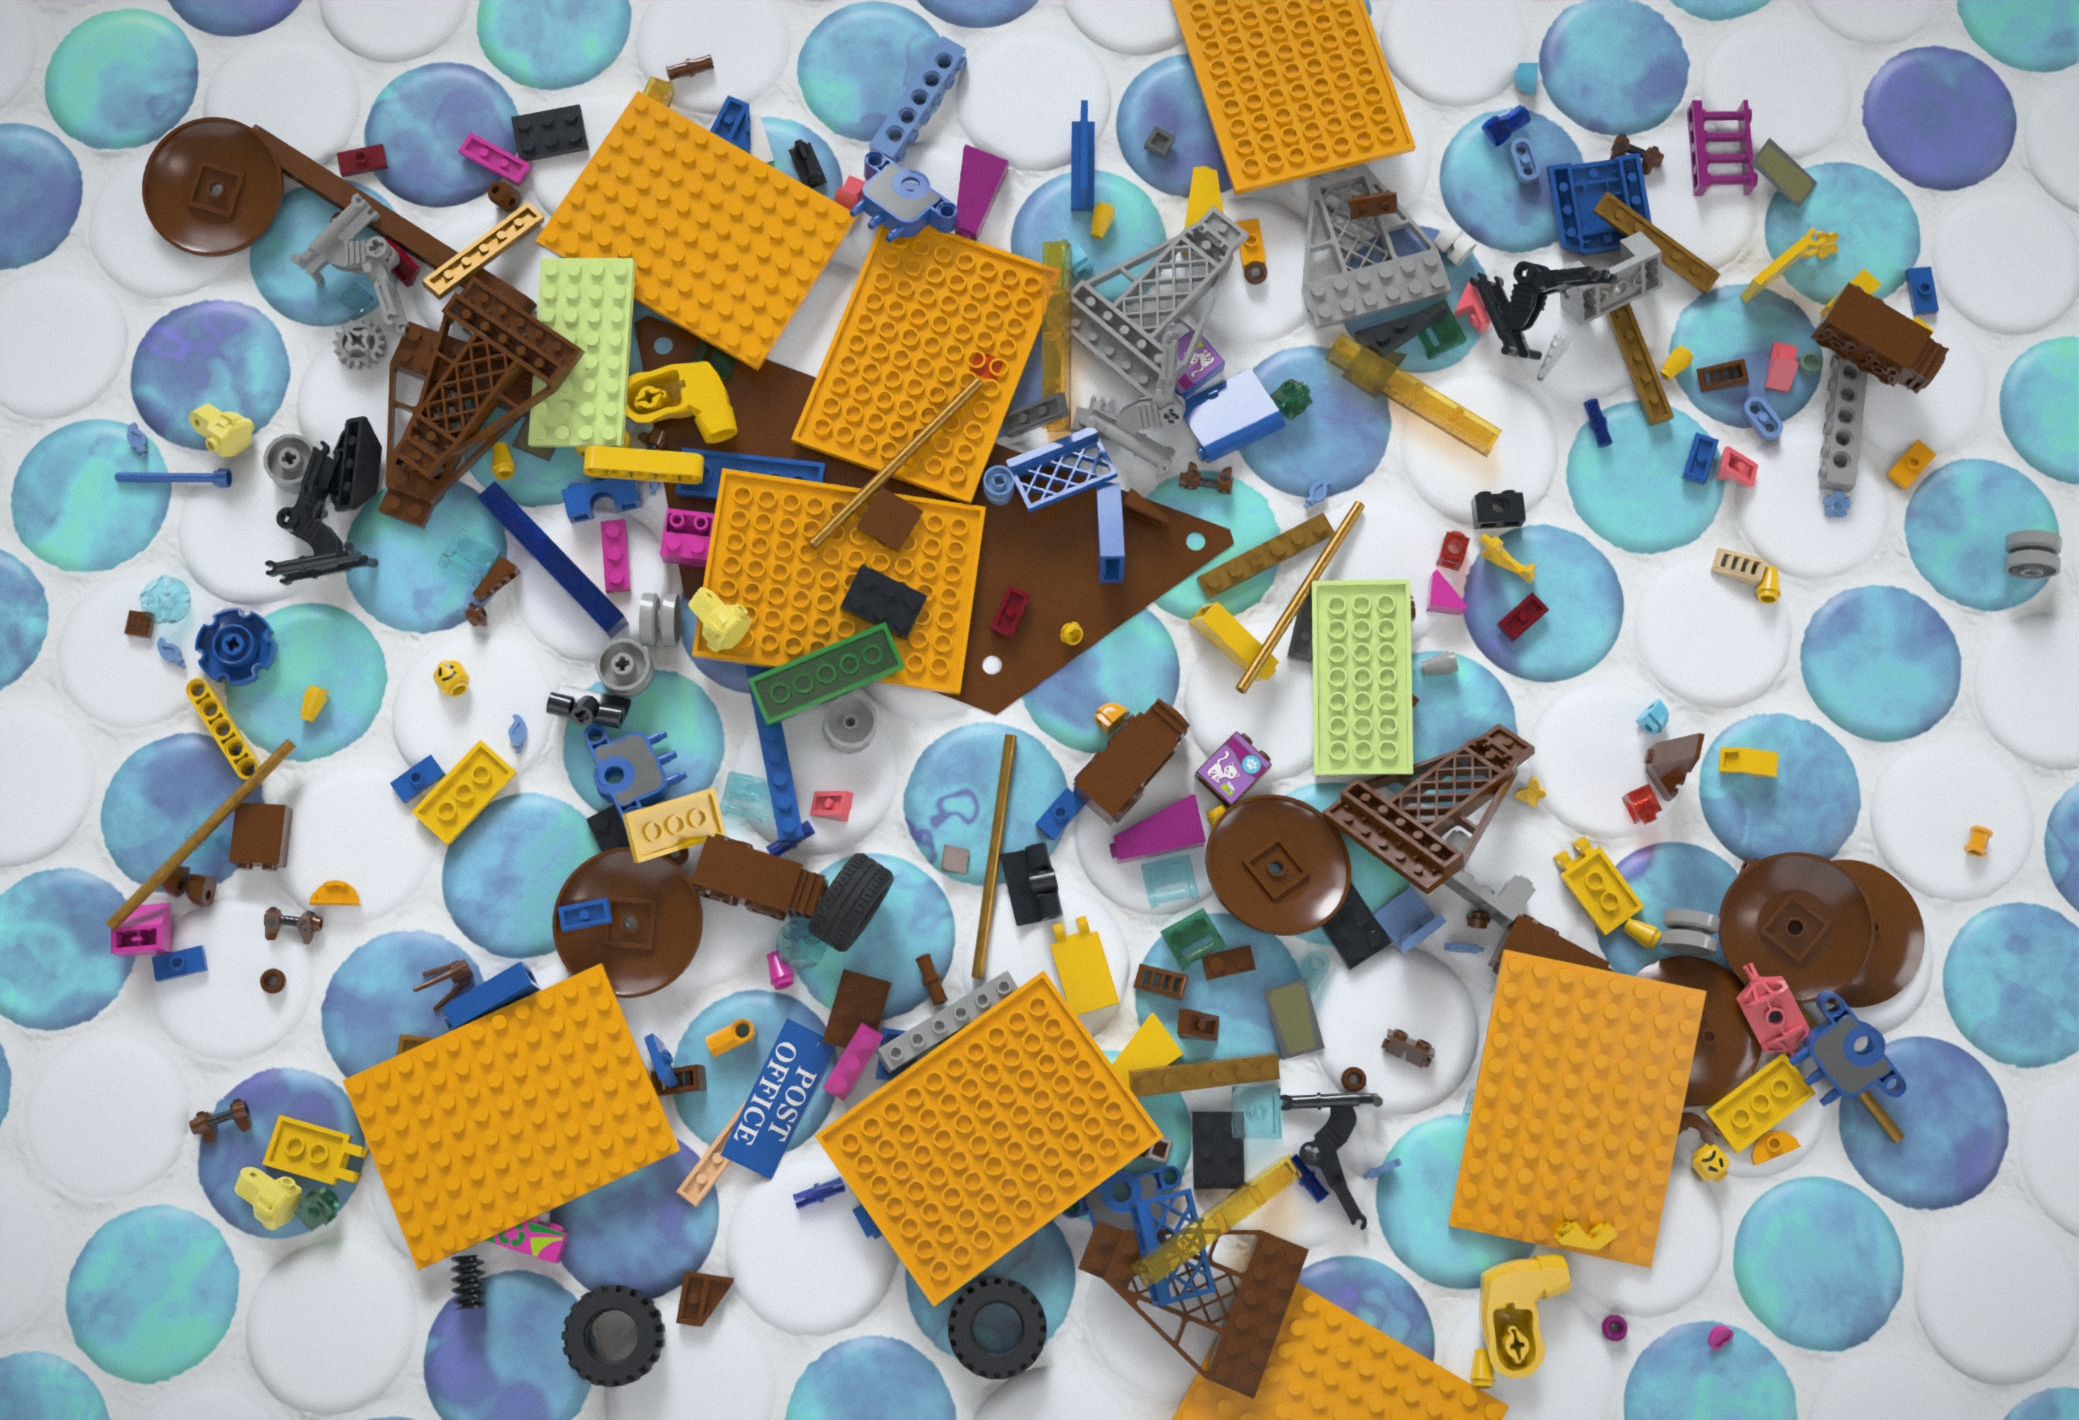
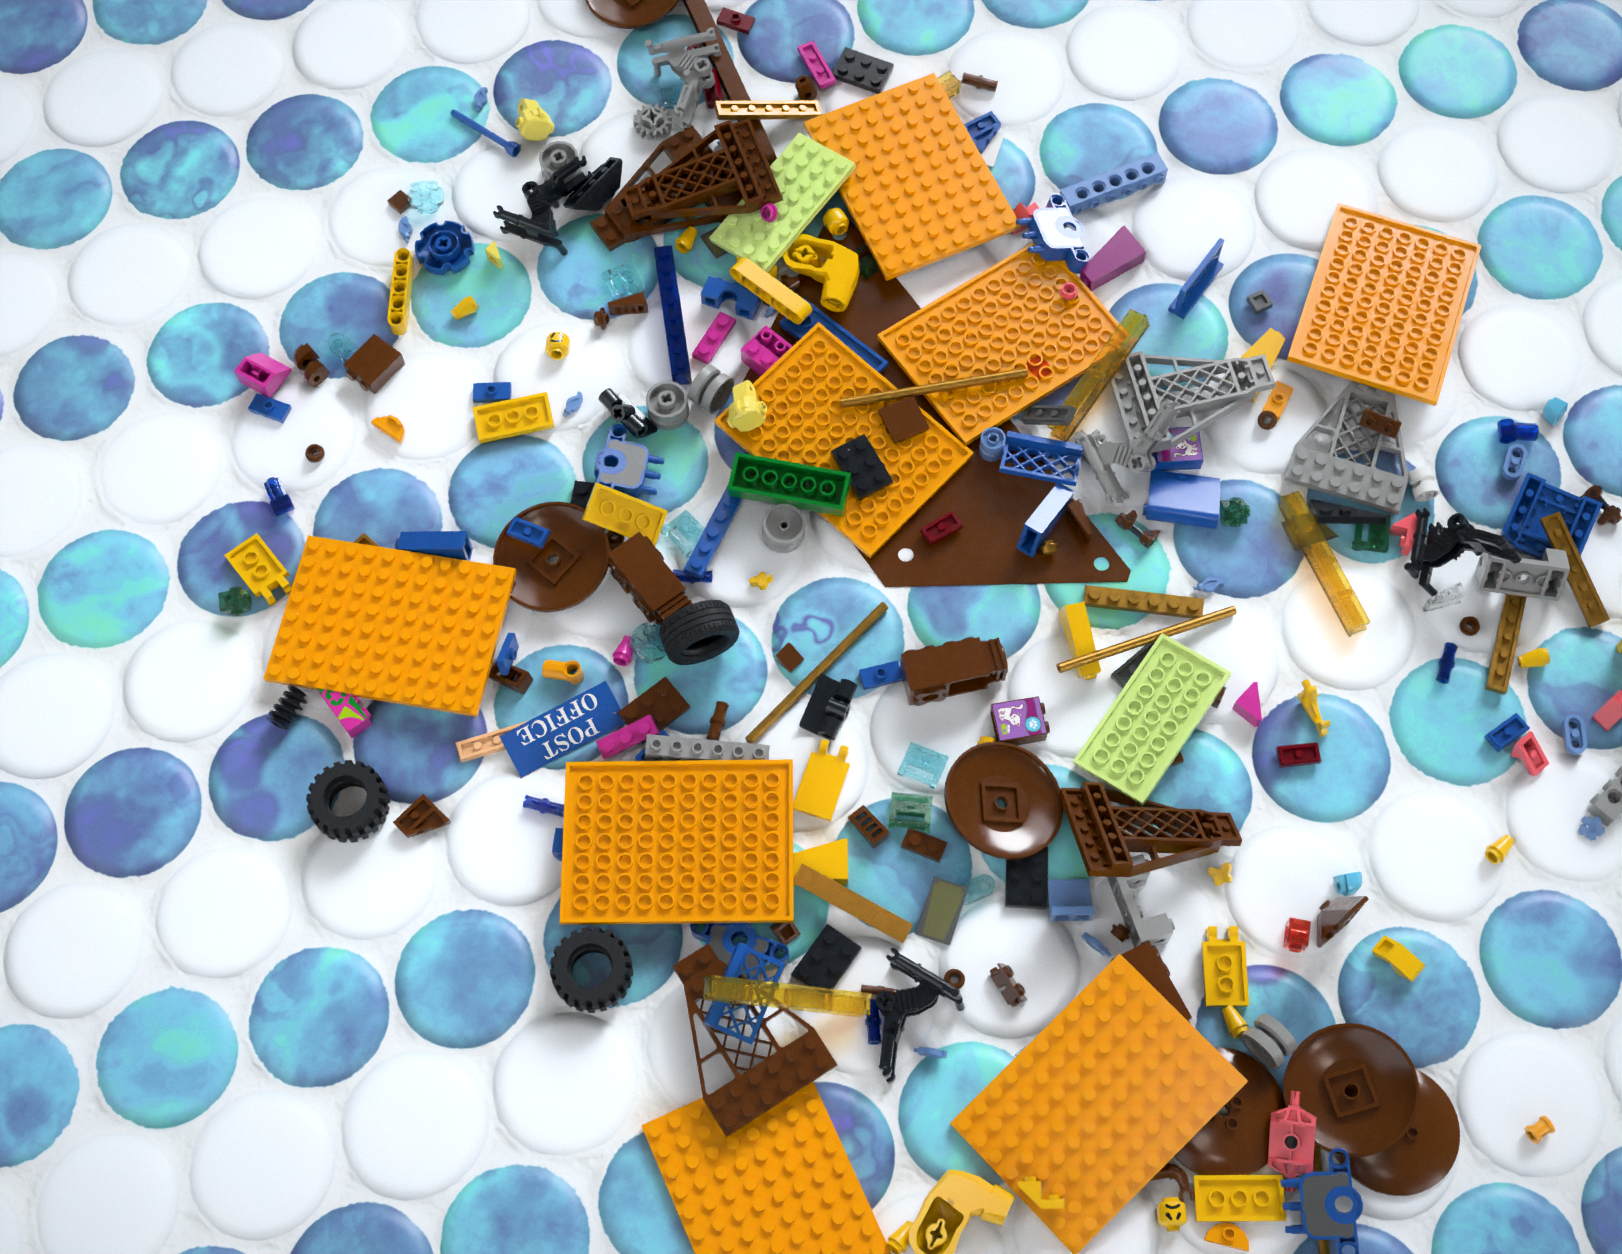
camera: 40 degrees right, 10 degrees down
(200, 835) = (338, 337): pearl gold piece -> none
(206, 1122) = (211, 509): reddish brown piece -> none
(271, 1199) = (212, 575): light yellow piece -> none
(277, 1061) = (279, 500): none -> clear blue piece
(298, 619) = (493, 255): none -> light yellow slope
(306, 924) = (360, 432): reddish brown piece -> none
(457, 971) = (427, 520): reddish brown plant -> none
(580, 376) = (769, 212): none -> dark pink plate
(652, 335) = (835, 221): none -> yellow head
(807, 164) = (1012, 180): black hinge -> none
(832, 805) = (736, 572): coral slope -> none
(865, 795) = (761, 580): none -> yellow piece
(959, 253) = (1068, 287): none -> coral plate
(1071, 633) = (976, 569): yellow plate -> none
(1080, 263) = (1148, 342): medium azure piece -> none
(1101, 219) = (1185, 325): yellow cone -> none
(1110, 717) = (959, 632): light orange piece -> none
(1133, 561) = (1048, 547): none -> pearl gold plate
(1163, 833) = (938, 730): magenta slope -> none
(1197, 1025) = (871, 869): reddish brown slope -> none
(1256, 1112) = (868, 953): clear light blue plate -> none
(1290, 1142) = (875, 990): none -> reddish brown piece
(1441, 664) = (1216, 748): light grey cone -> none
(1452, 560) = (1275, 686): clear red brick -> none
(1487, 518) = (1335, 683): black brick -> none
(1595, 362) = (1473, 622): none -> reddish brown plate
(1732, 383) = (1569, 698): reddish brown slope -> none
(1751, 561) = (1490, 817): tan slope -> none

